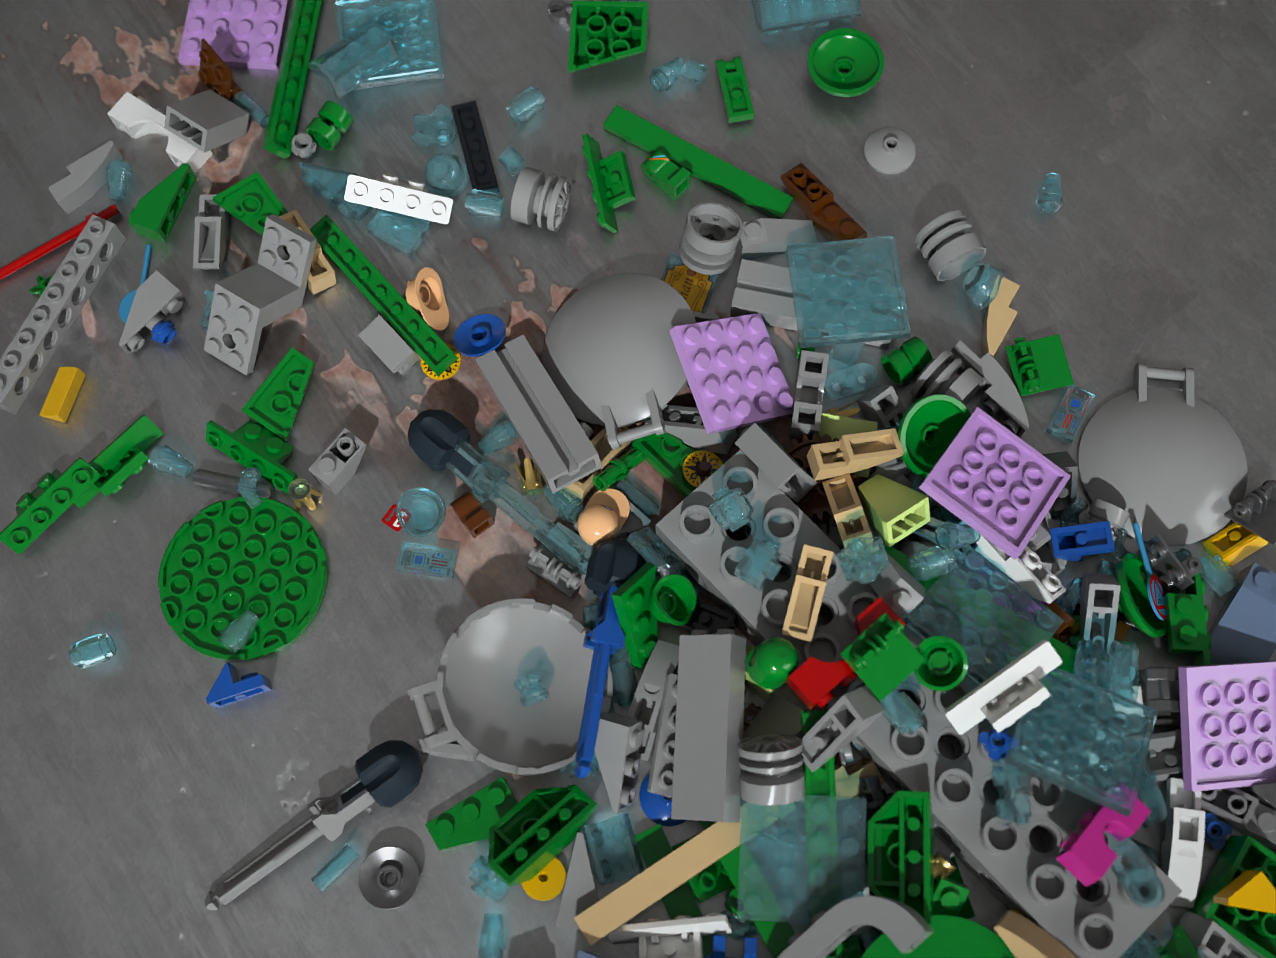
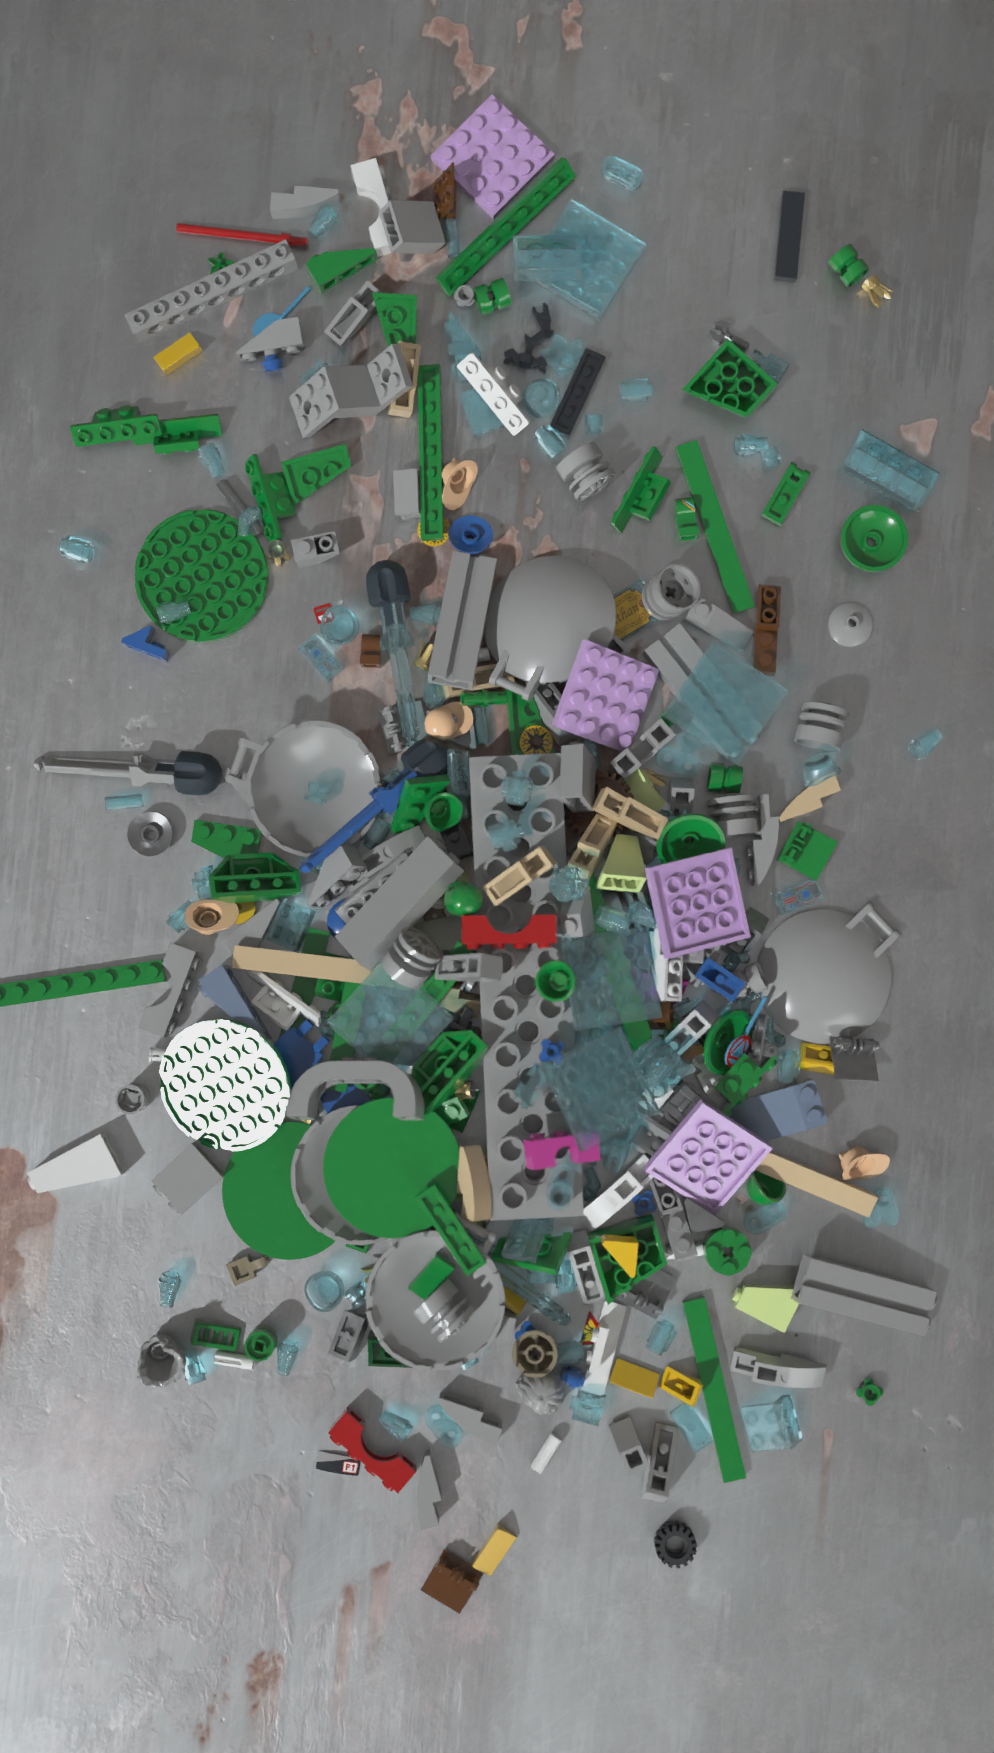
camera: 35 degrees right, 15 degrees up
(404, 154) = (526, 360): none -> black piece
(523, 909) = (211, 916): none -> light nougat piece
(882, 656) = (525, 950): green hinge -> none
(902, 712) = (511, 989): clear light blue brick -> none
(1008, 692) = (579, 1030): white bracket -> none
(1152, 649) = (706, 1078): none -> white plate

